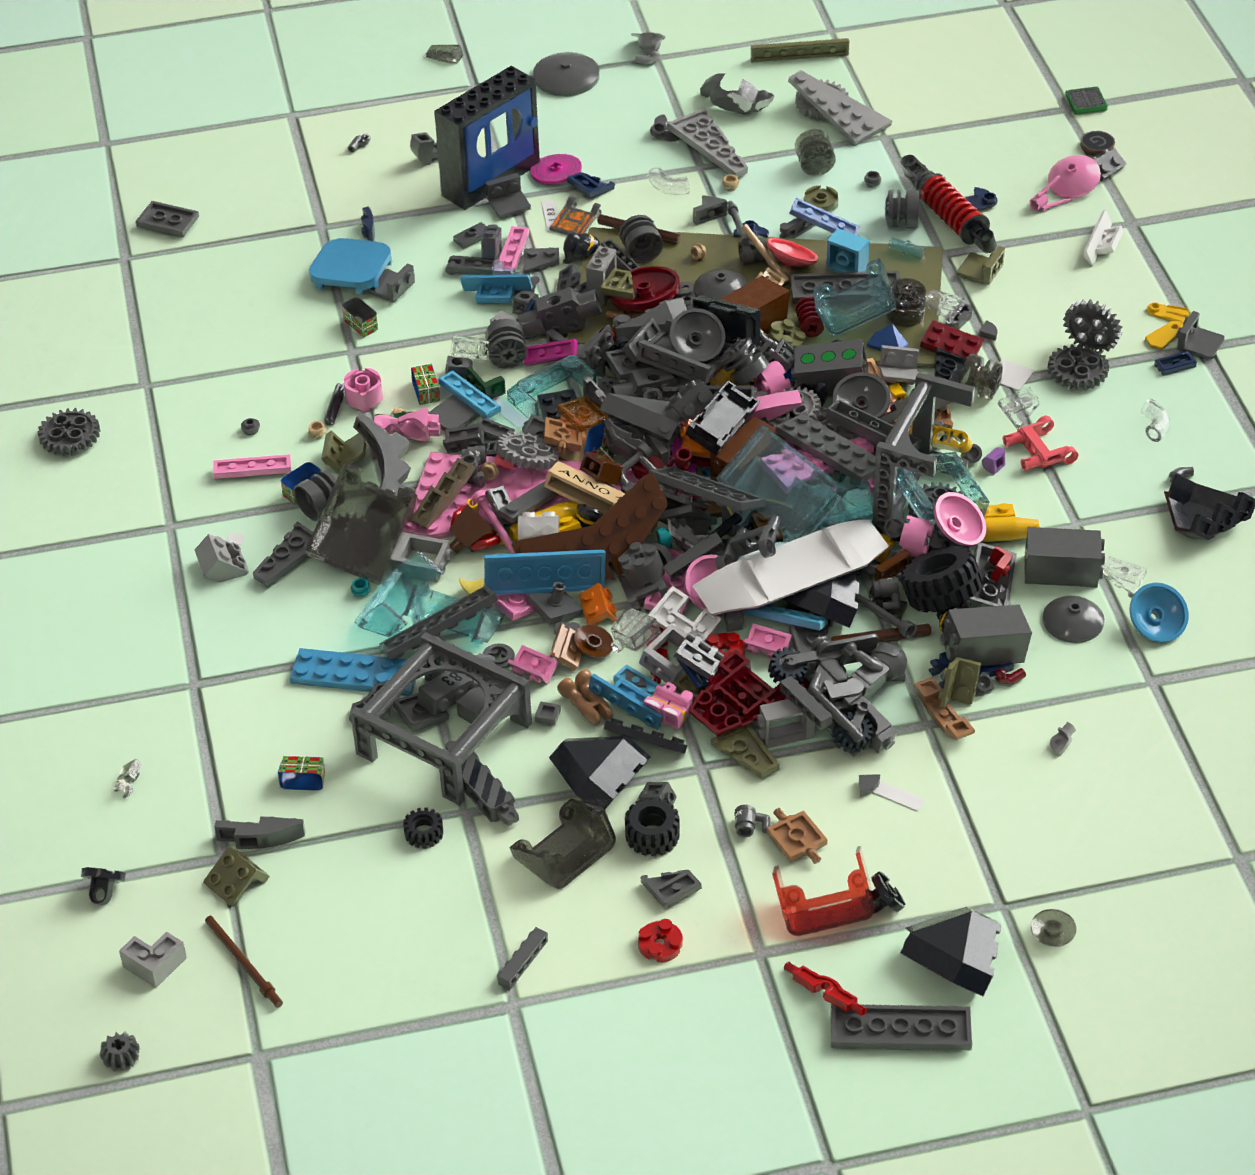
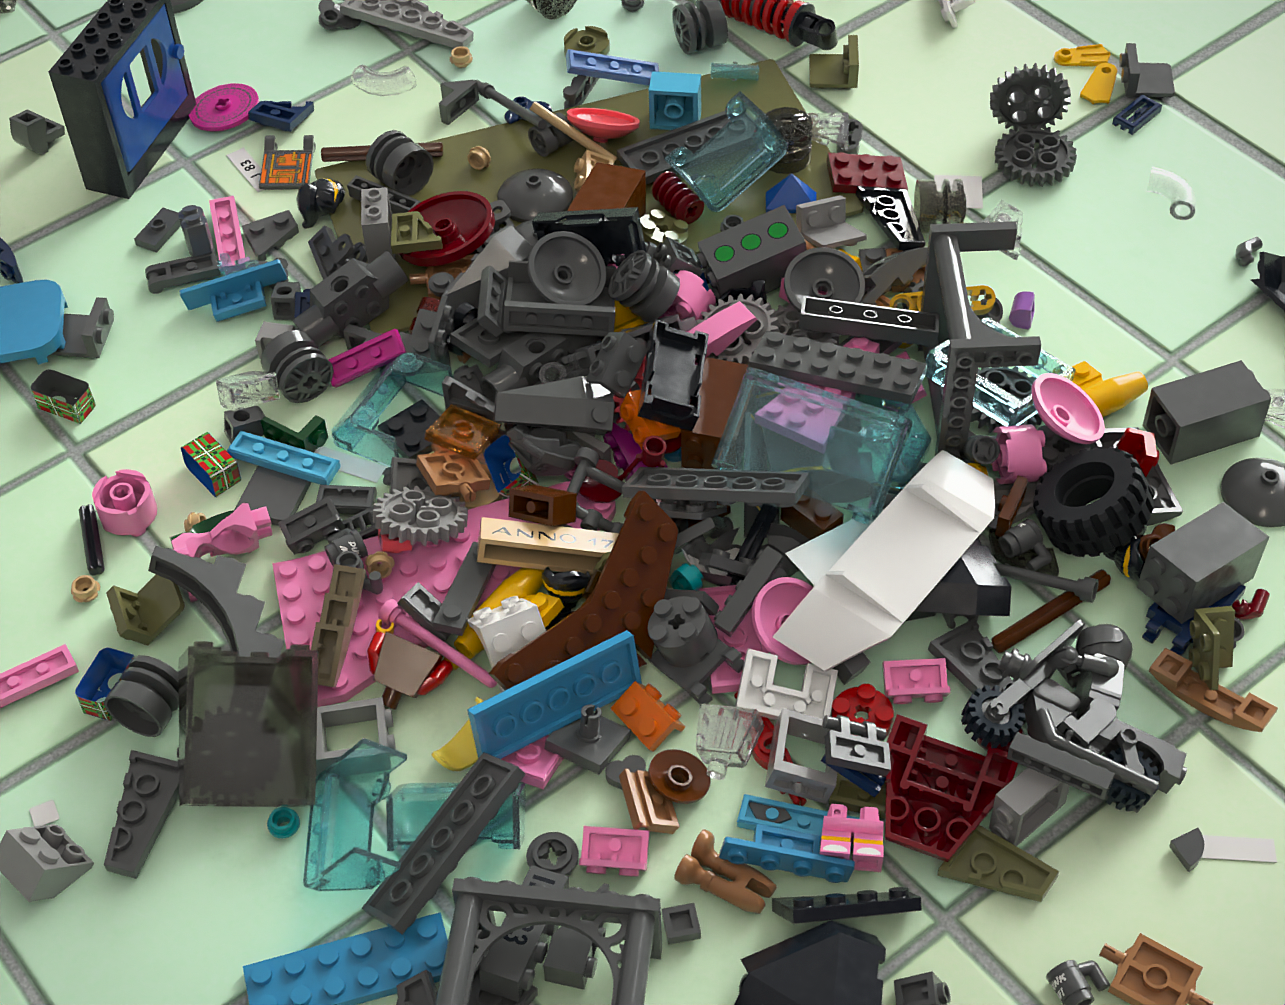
camera: 25 degrees left, 5 degrees up
(506, 195) = (179, 163): dark grey bracket -> none
(739, 545) = (805, 552): dark grey connector -> none
(789, 616) = (934, 630): medium azure tile -> none
(988, 330) = (897, 144): dark grey tile -> none
(1041, 455) = (1074, 284): coral connector -> none

